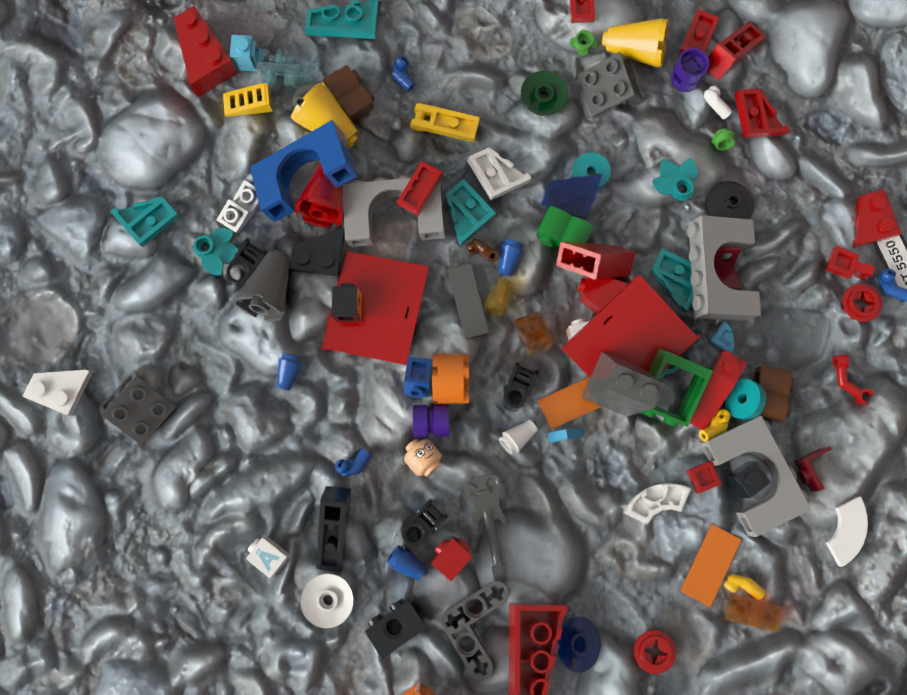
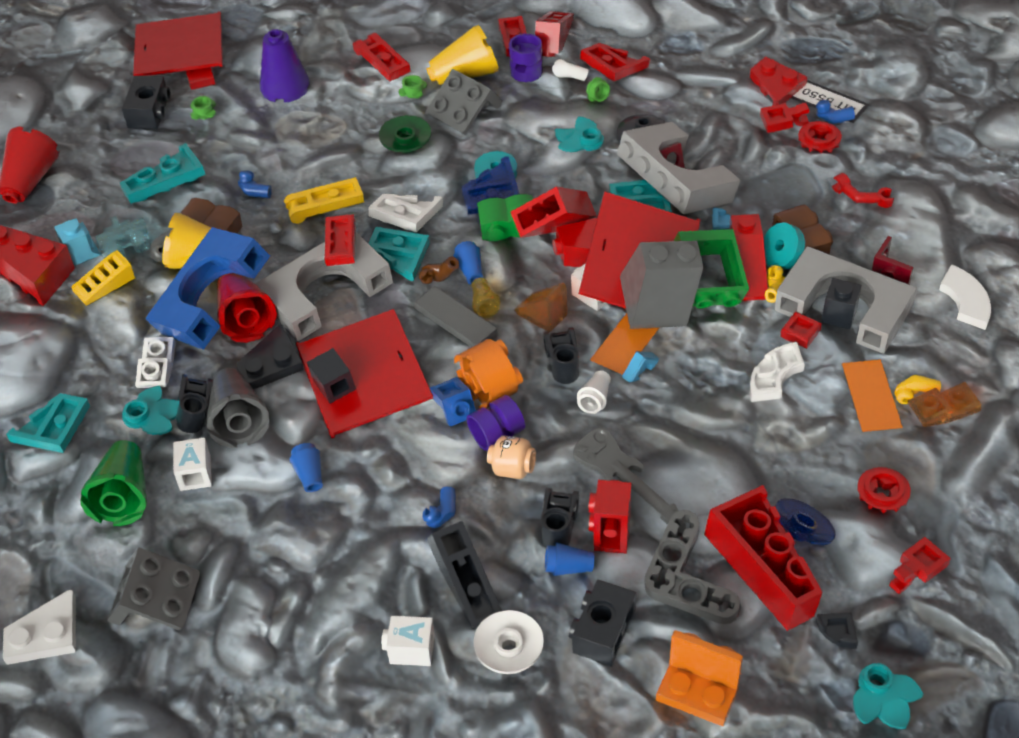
camera: 30 degrees left, 30 degrees down
(158, 303) = (116, 486): none -> green cone
(215, 317) = (192, 464): none -> white brick

